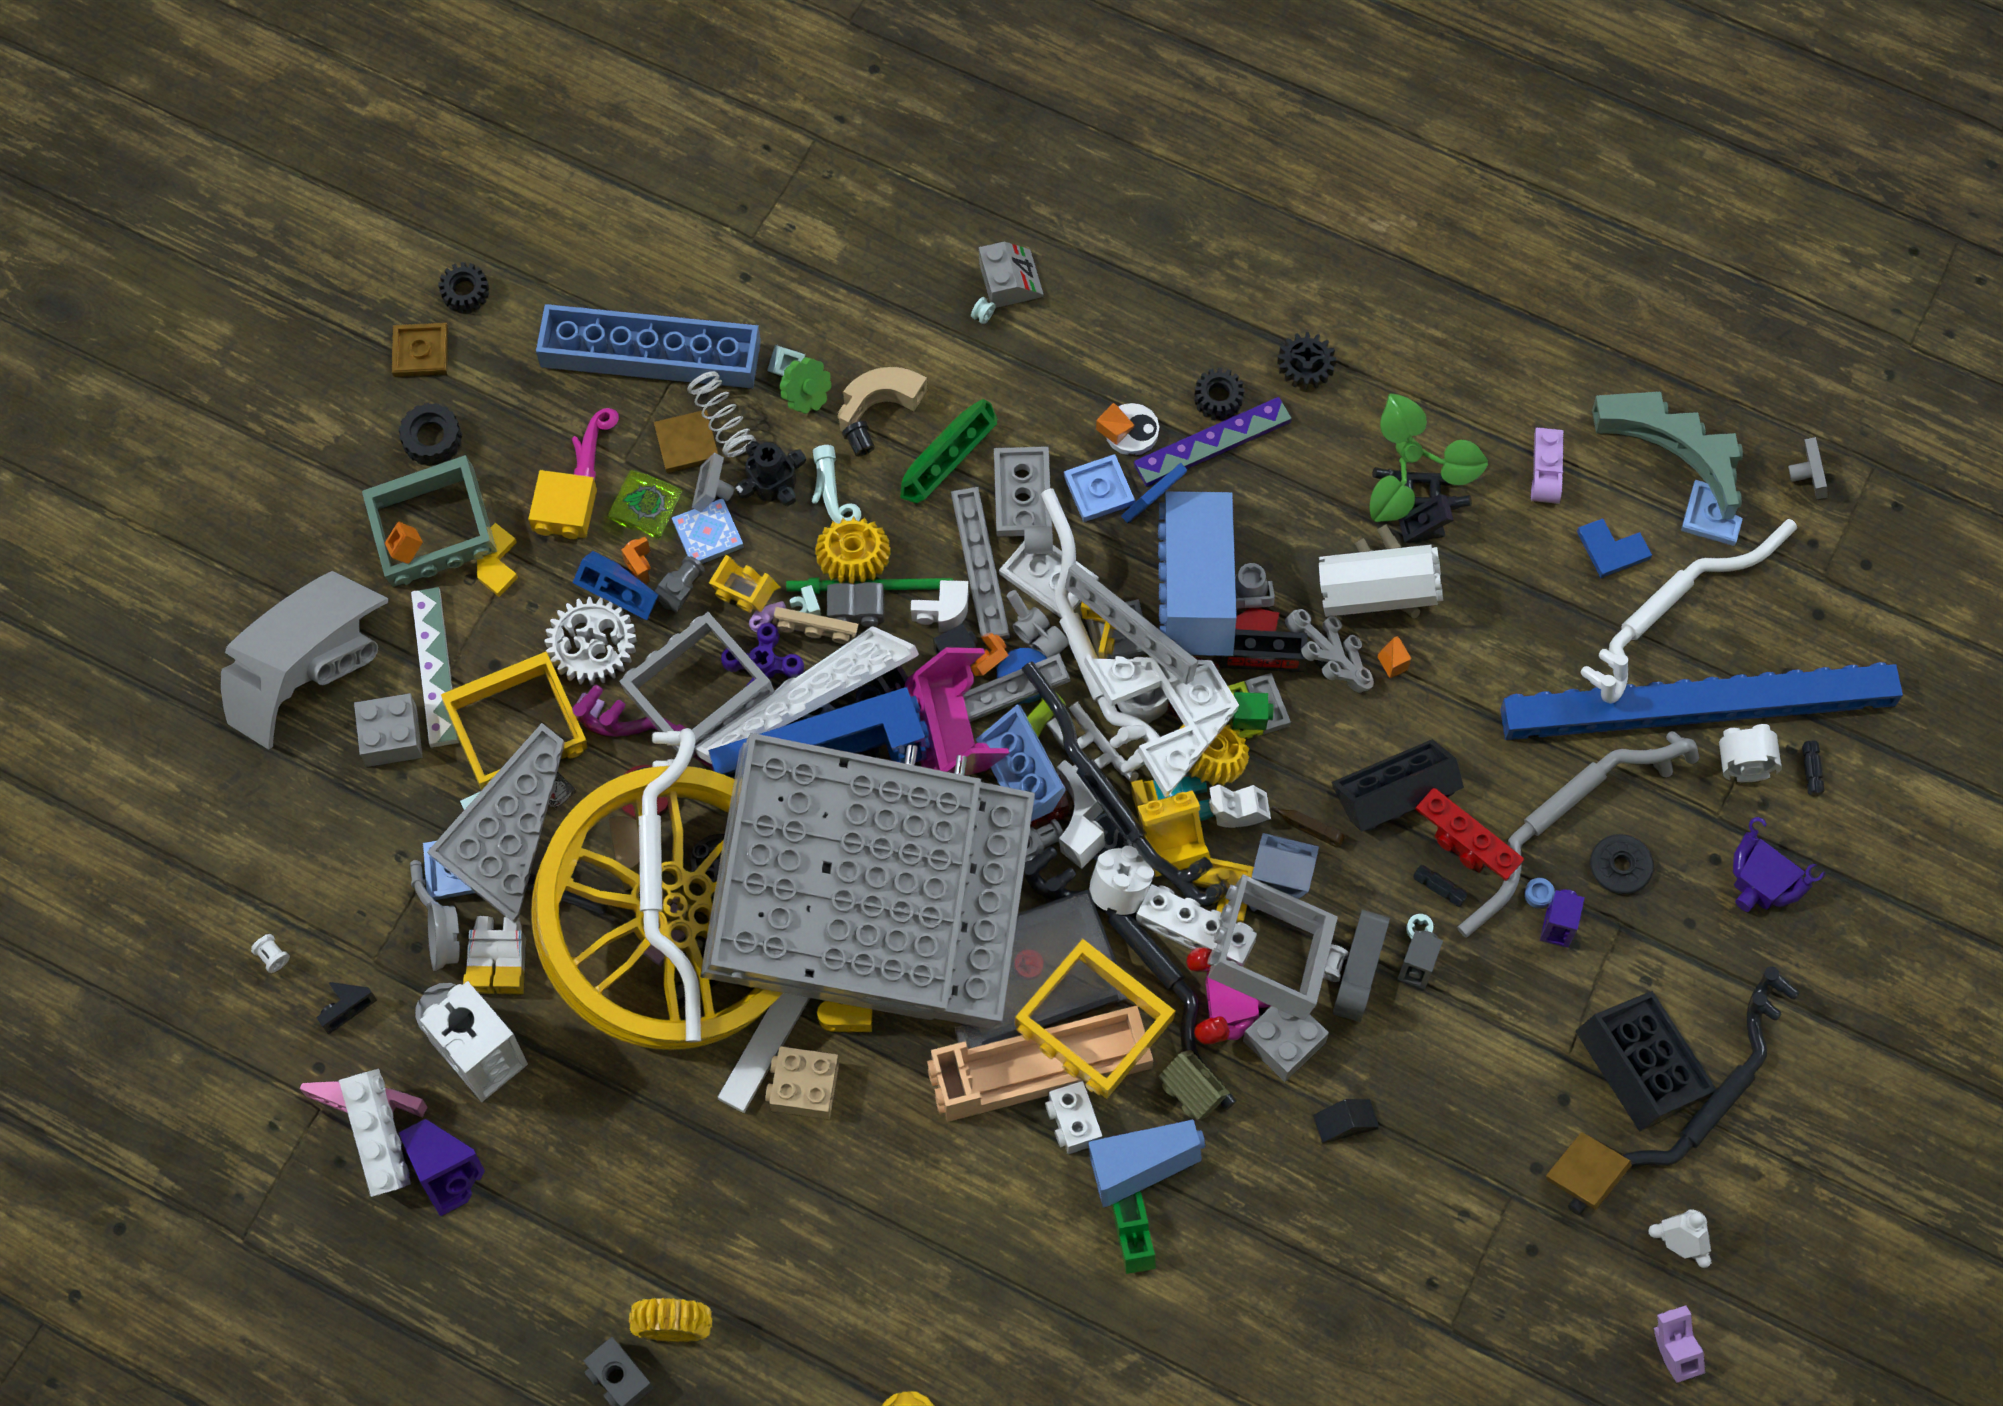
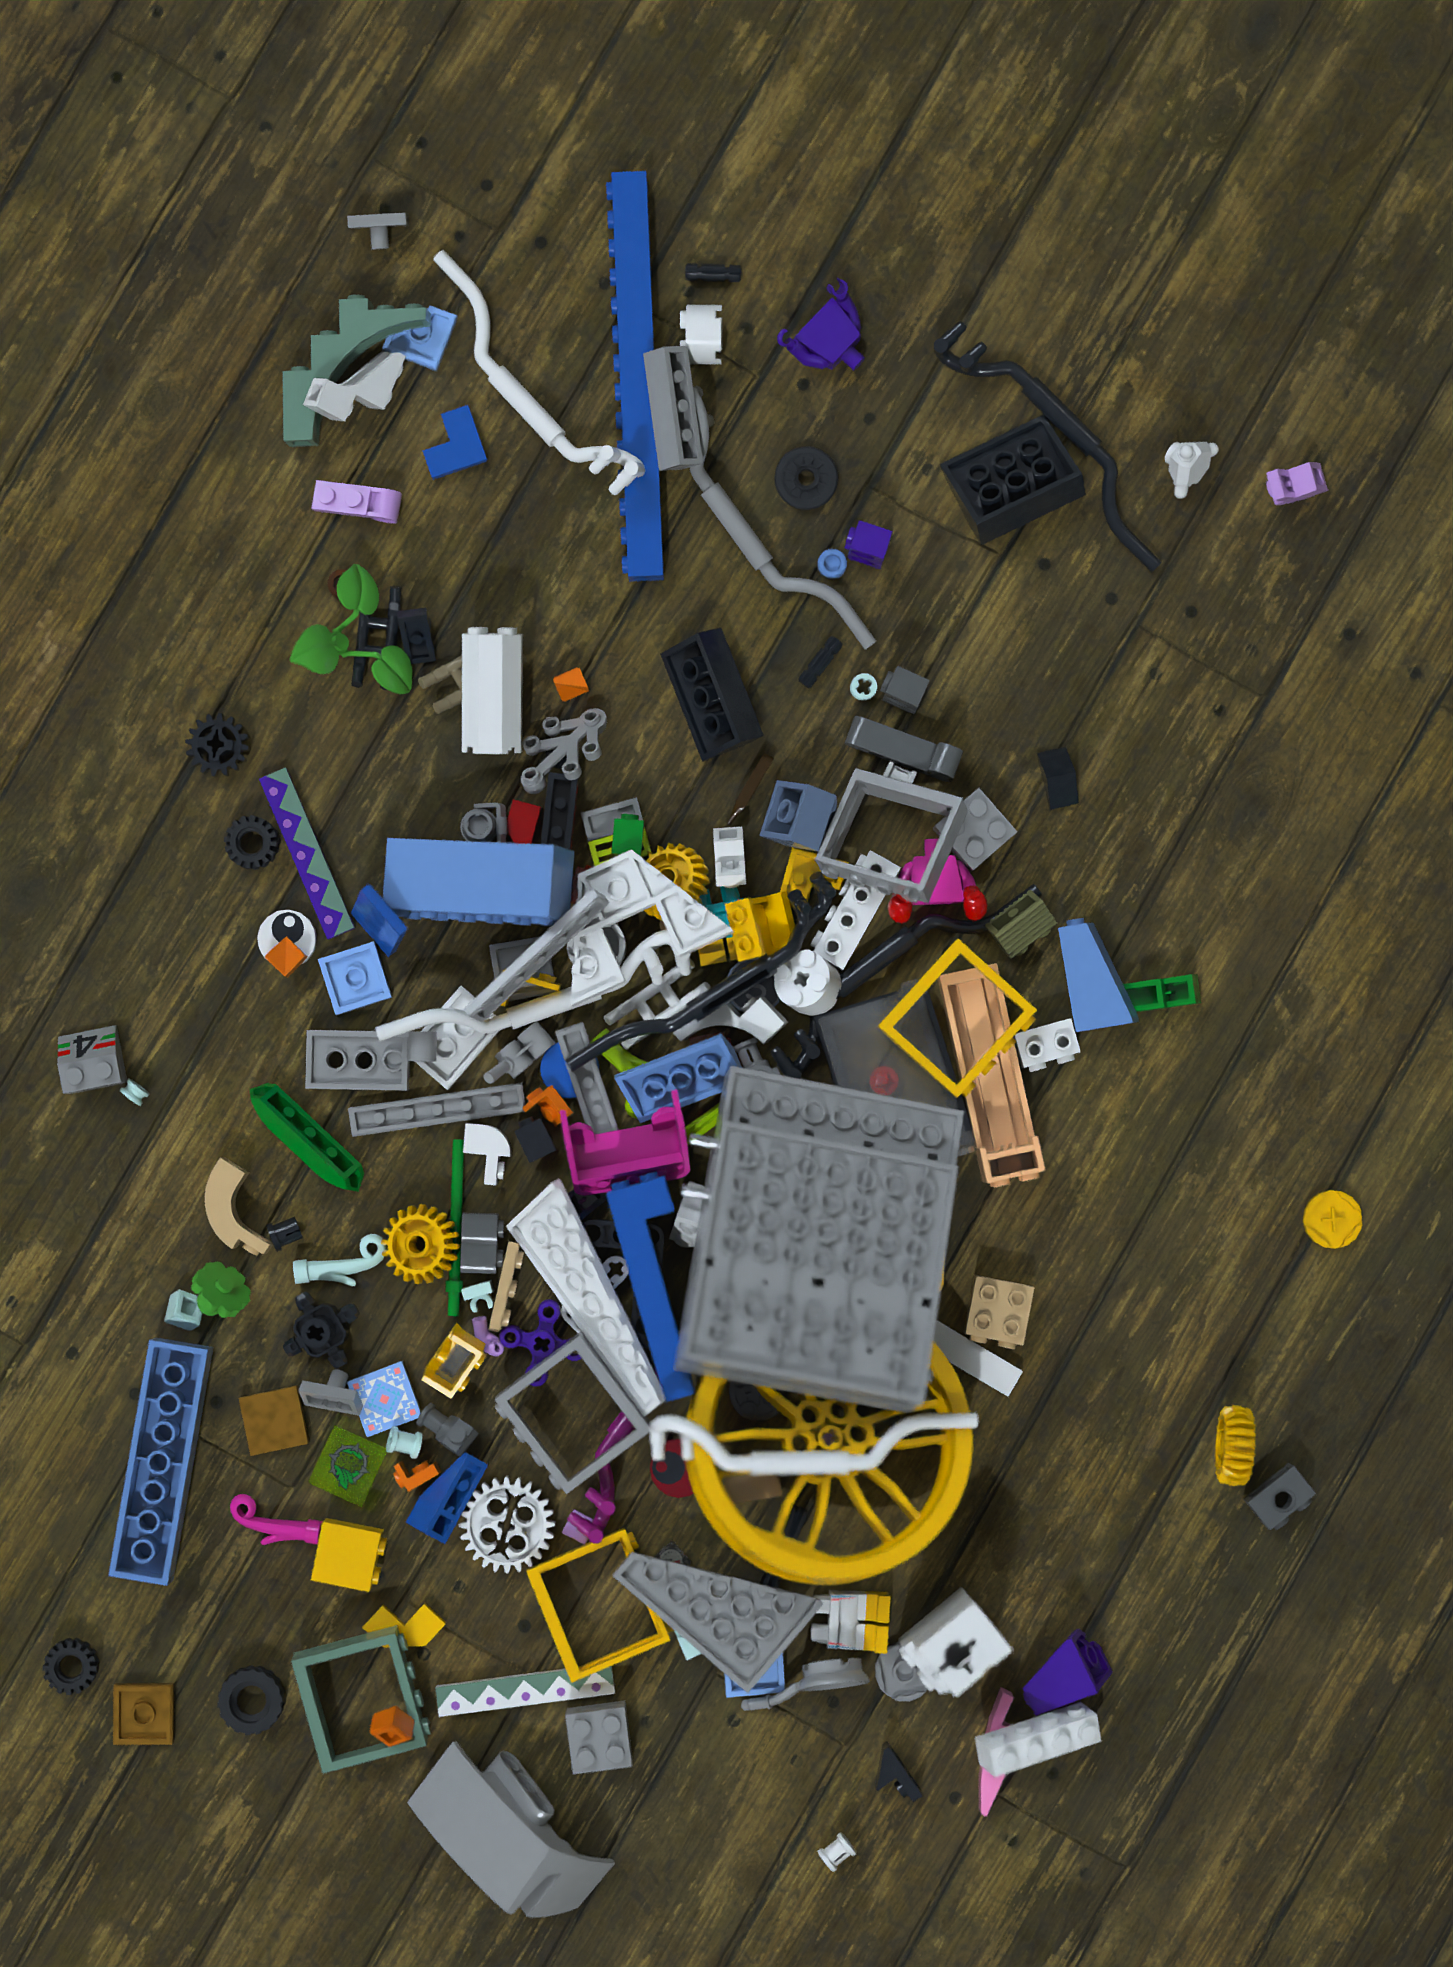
camera: 90 degrees left, 20 degrees up
(667, 547) = (404, 1442): none -> light aqua bush
(707, 388) = (214, 1399): white piece -> none
(1467, 837) = (776, 628): red bracket -> none
(1588, 1170) = (1122, 548): pearl gold tile -> none
(1656, 467) = (368, 386): none -> white arch
(1673, 725) = (673, 408): none -> light grey brick

